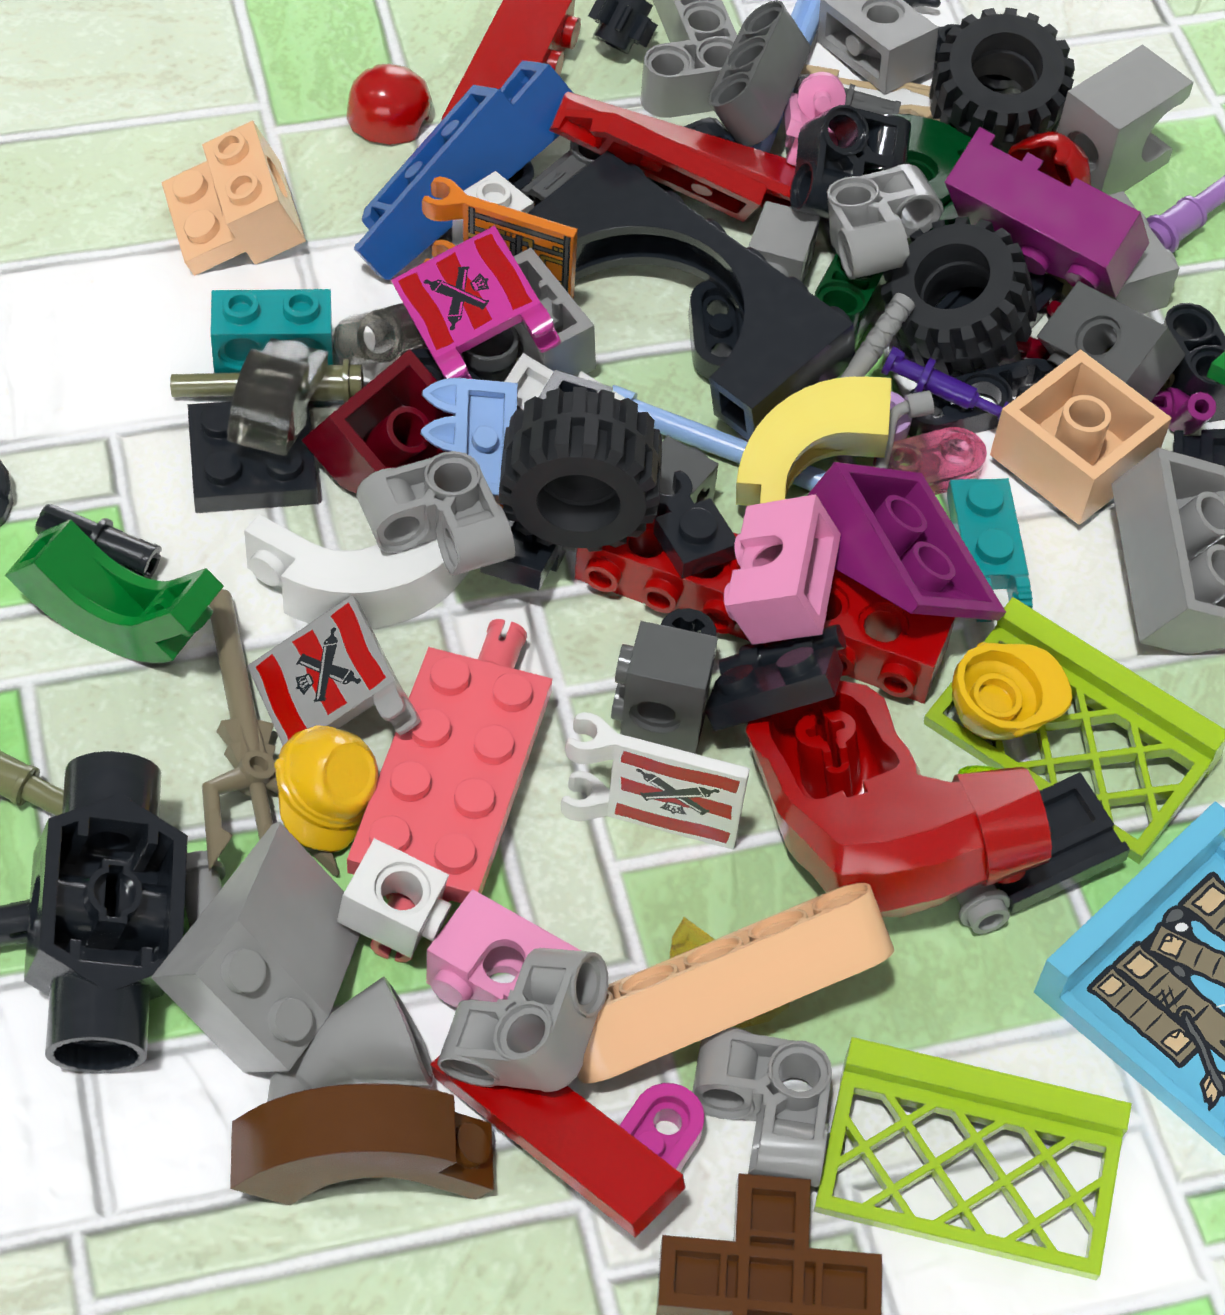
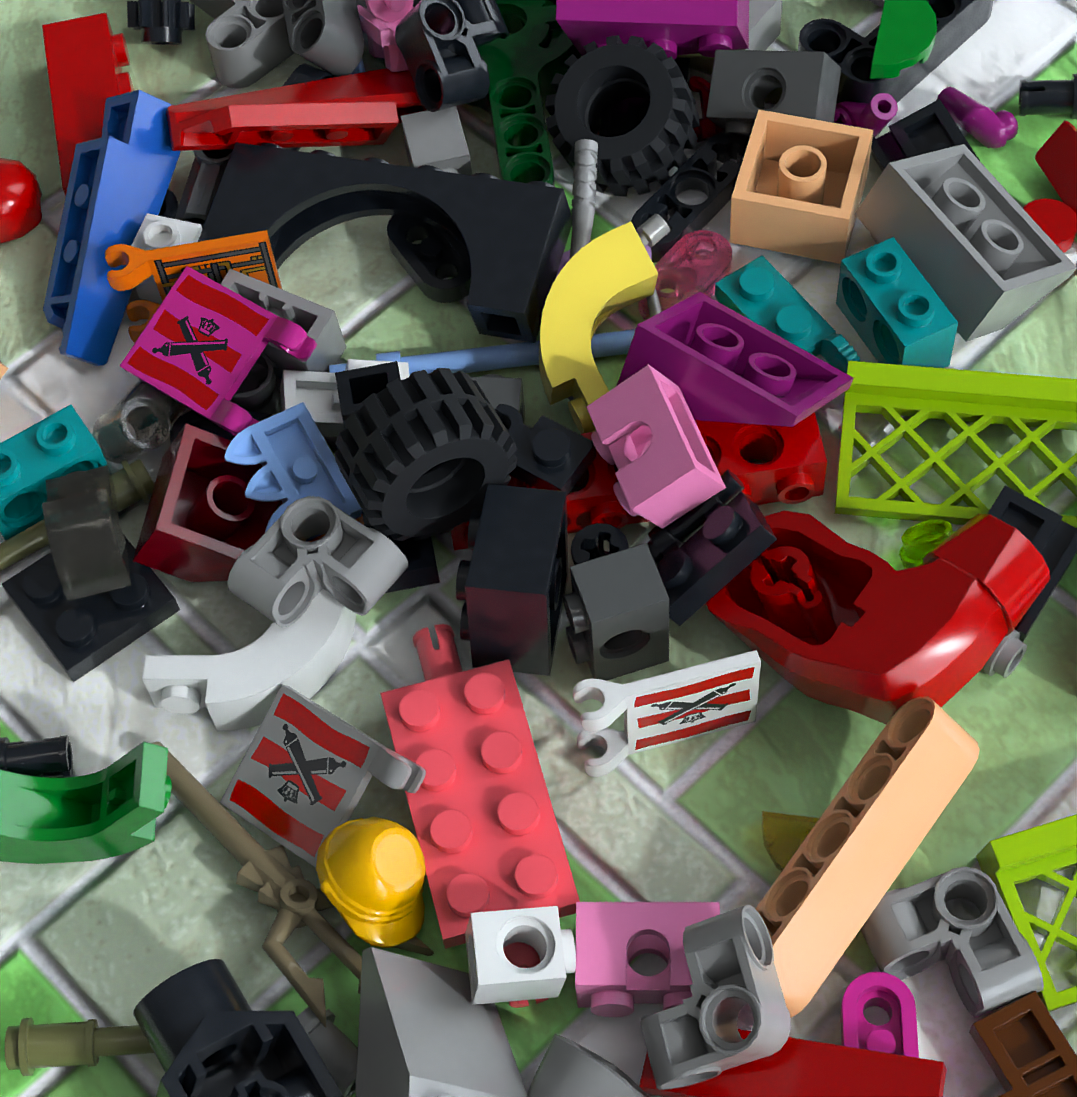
camera: 20 degrees left, 5 degrees up
(593, 610) = (515, 578): none -> black brick
(876, 215) = (515, 84): light grey piece -> none
(938, 383) = (656, 202): dark purple piece -> none
(1009, 690) = (902, 447): yellow hat -> none
(1093, 579) = (895, 308): none -> teal brick

